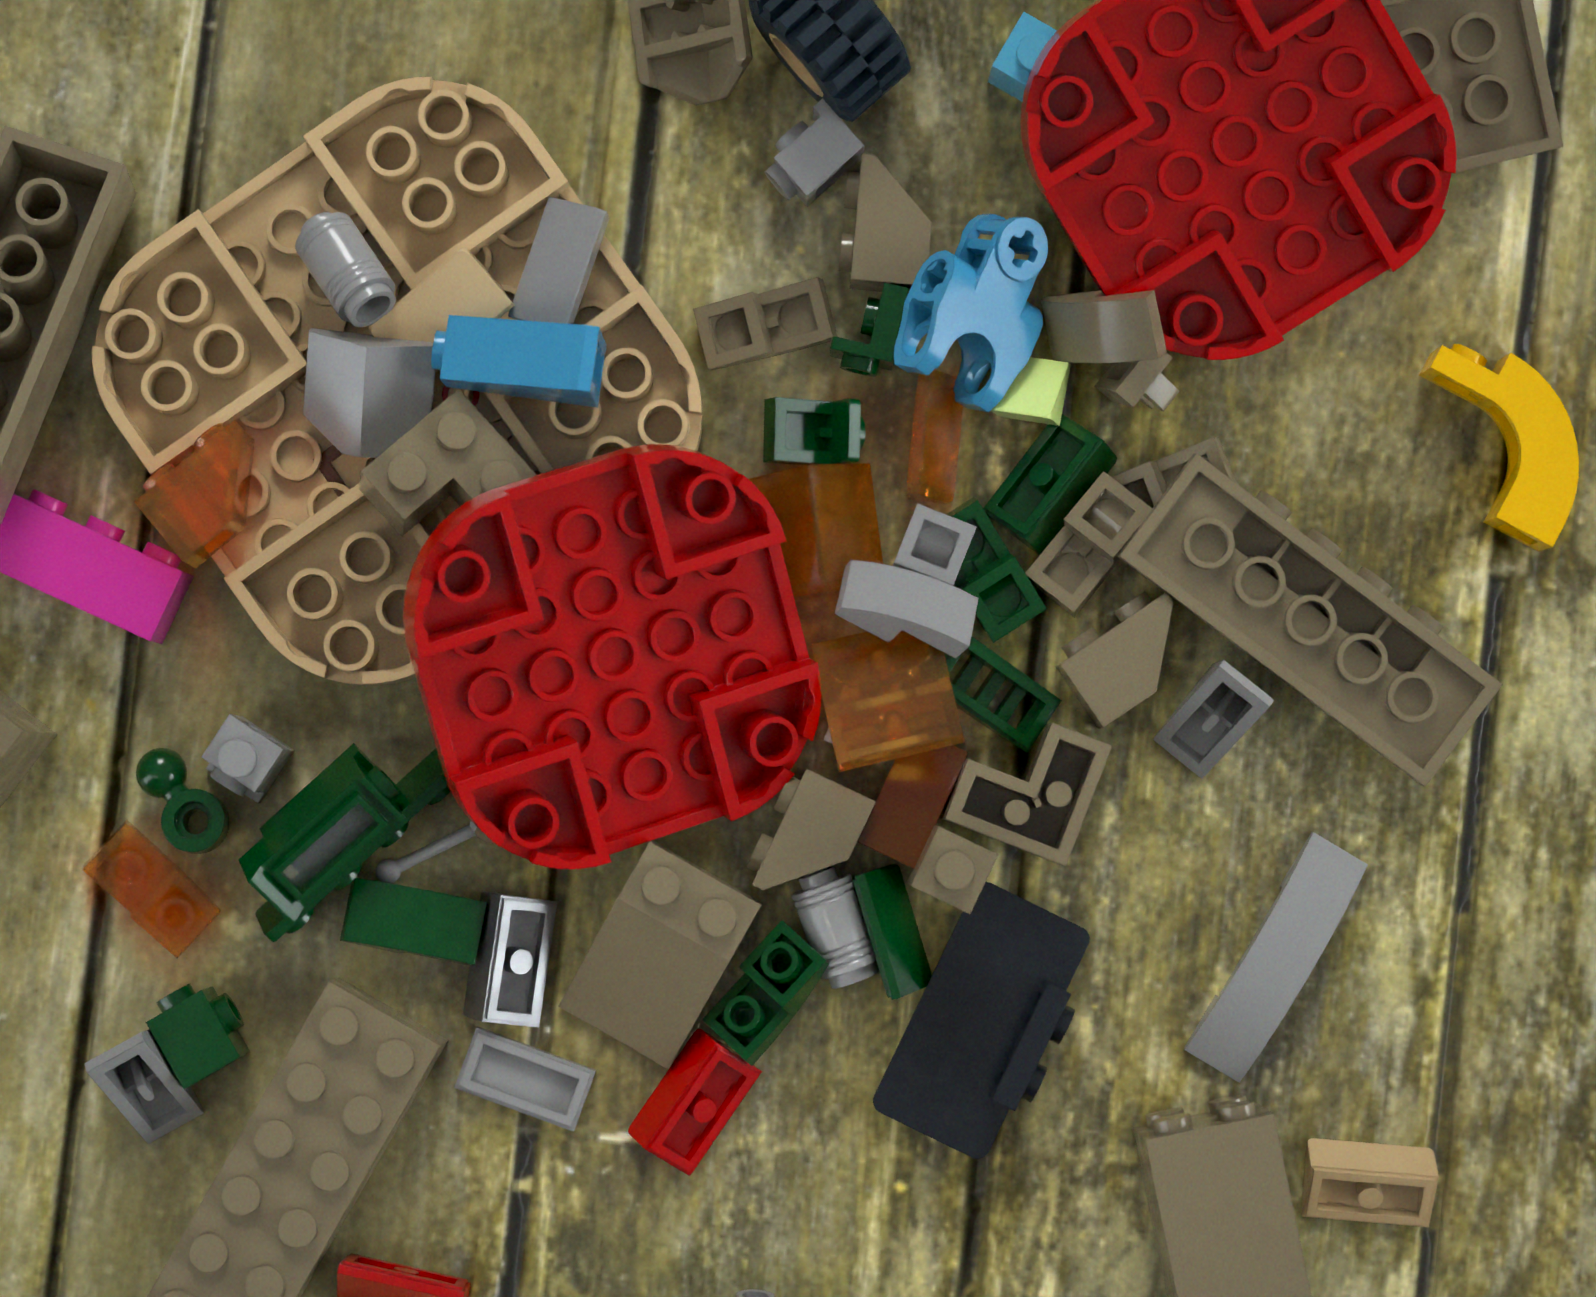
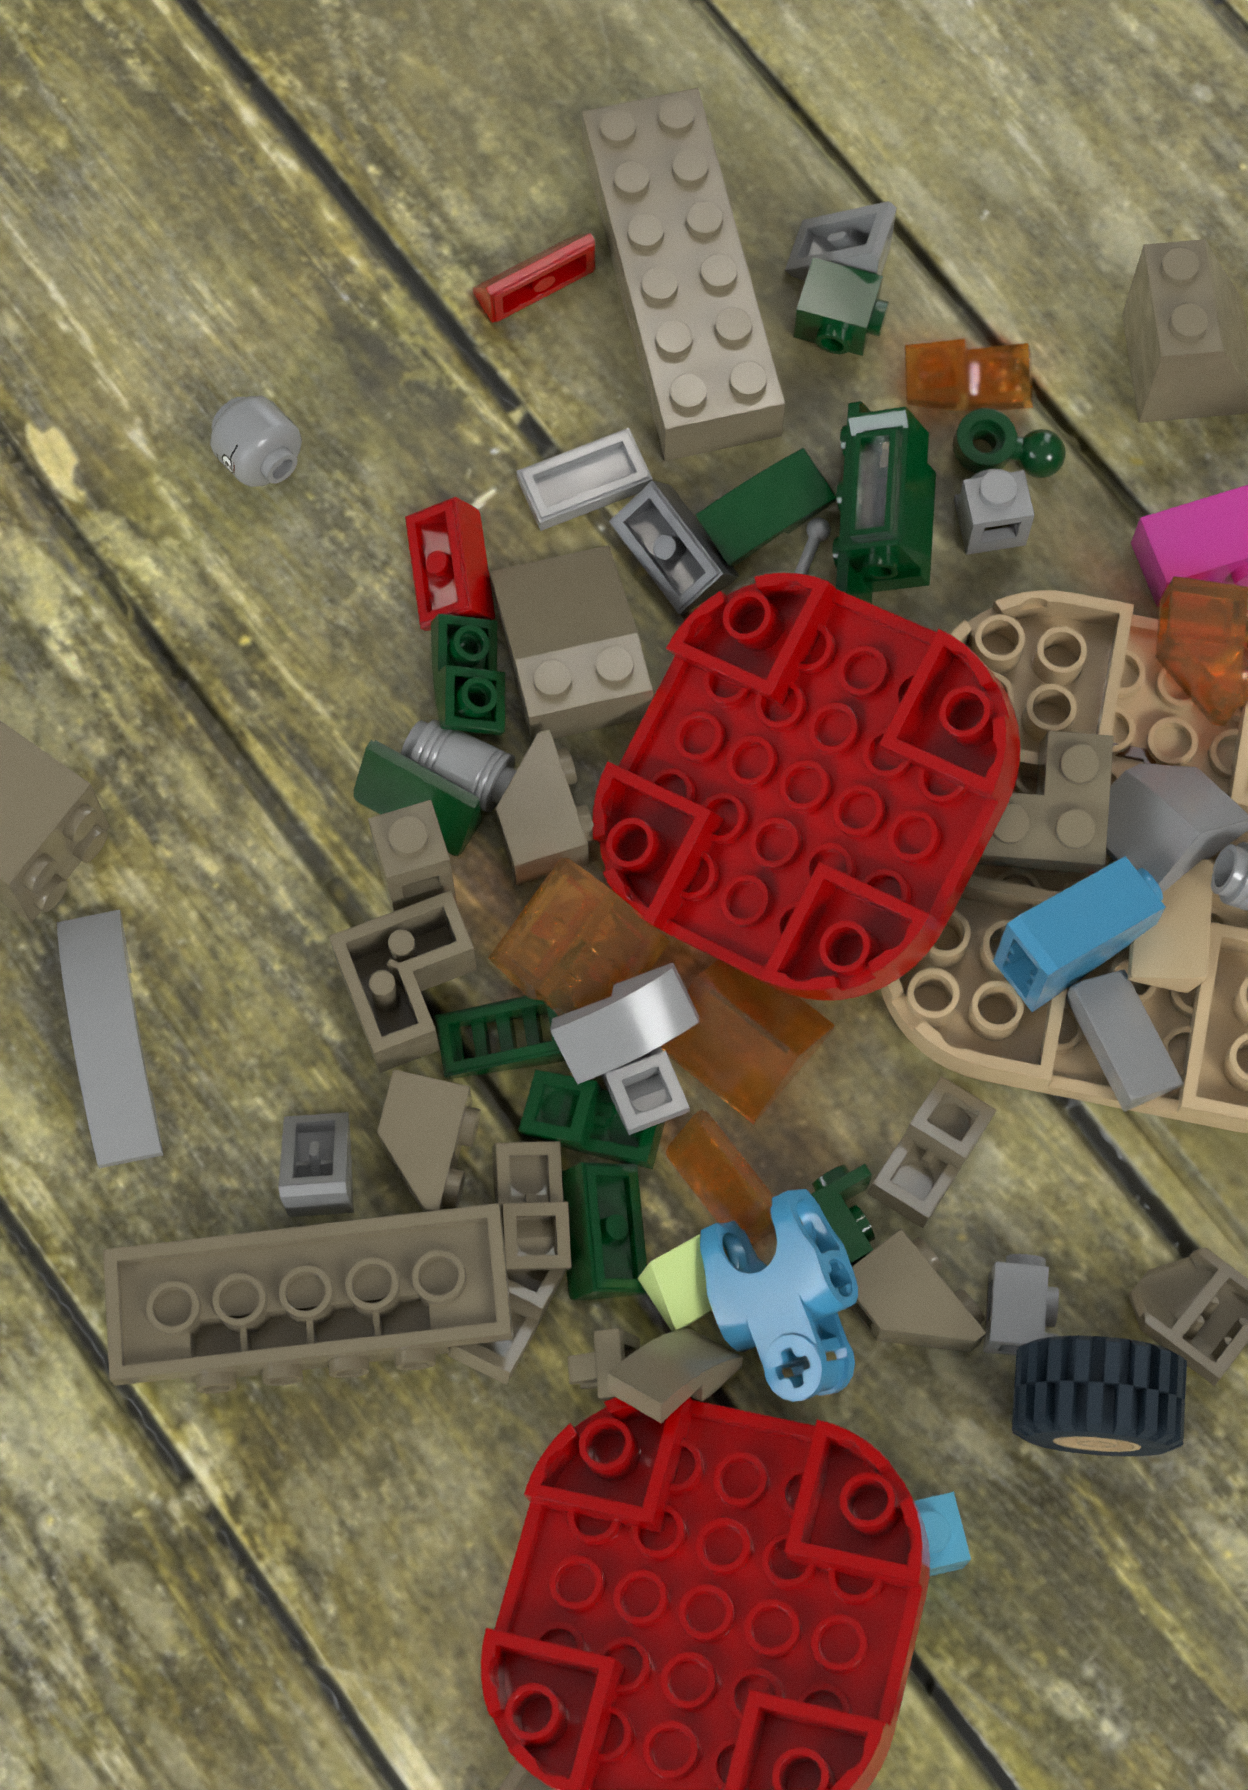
camera: 135 degrees right, 15 degrees down
(812, 431) = (819, 1098): dark green bracket -> none
(911, 803) = (485, 894): reddish brown slope -> none
(984, 1022) = (290, 799): black bracket -> none
(1537, 437) = (220, 1583): yellow arch -> none

